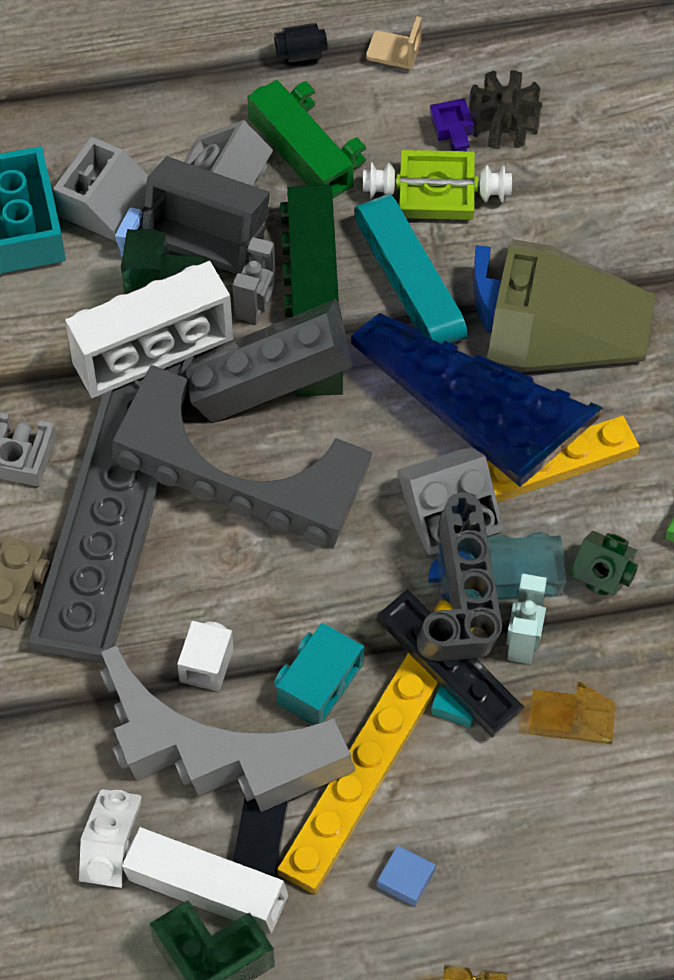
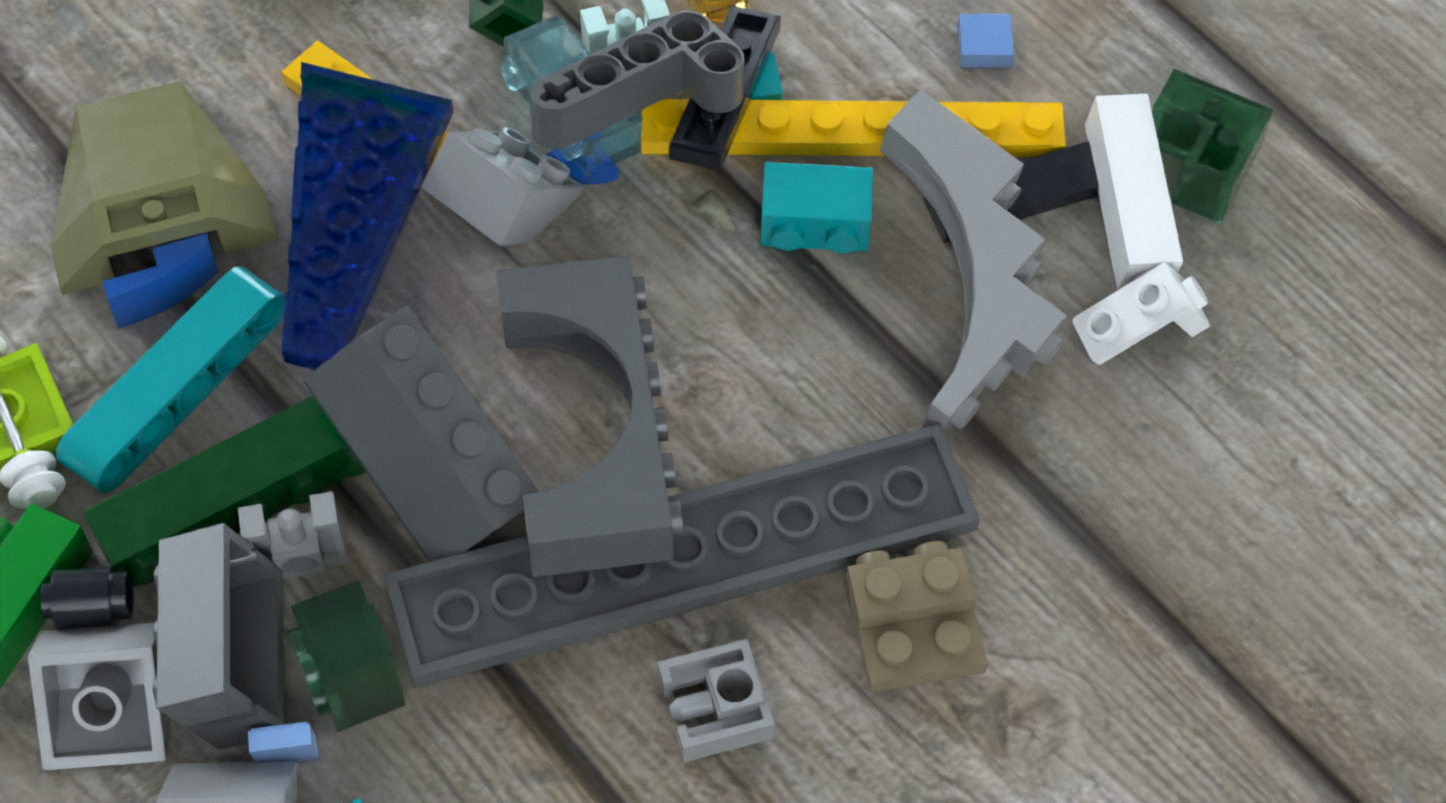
camera: 120 degrees left, 0 degrees up
(150, 327) = (467, 582): white brick -> none
(205, 655) = (867, 329): white brick -> none
(277, 170) = (87, 597): none -> black brick

